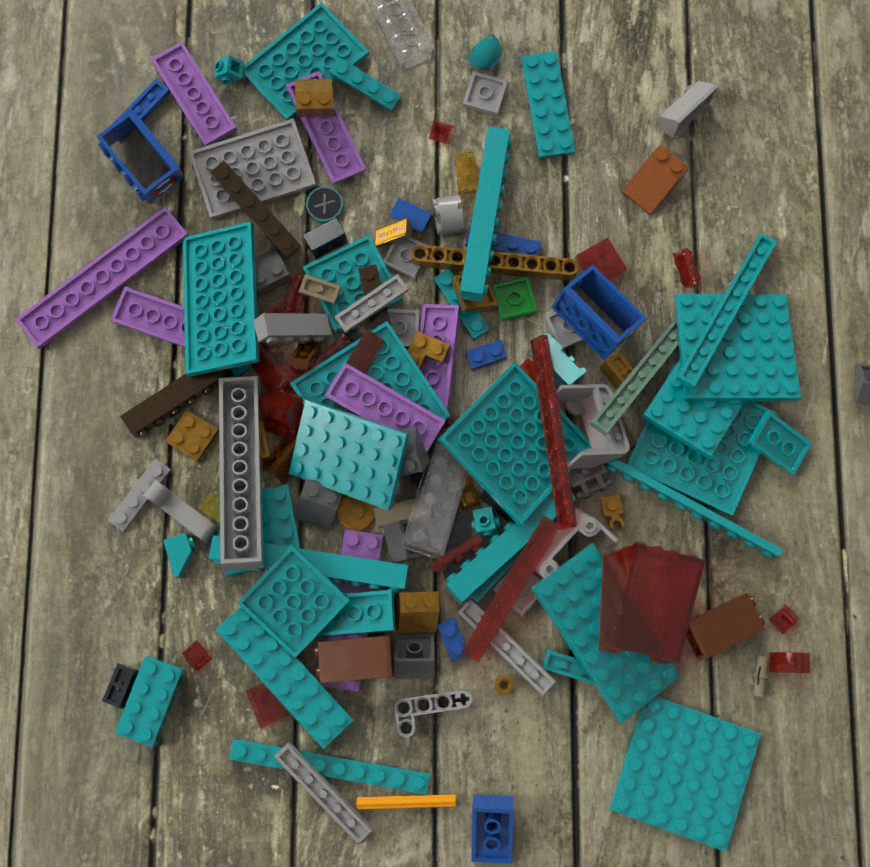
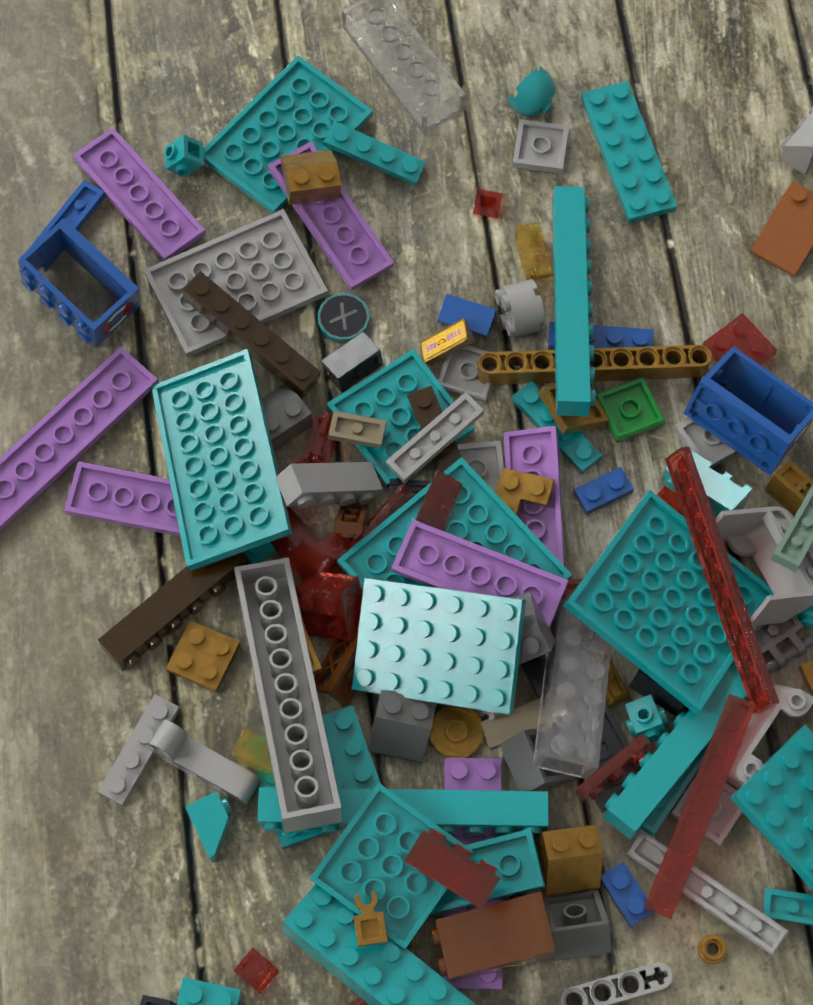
camera: 10 degrees left, 10 degrees down
(272, 641) = (370, 925): none -> pearl gold plate
(331, 612) = (453, 867): none -> clear red brick

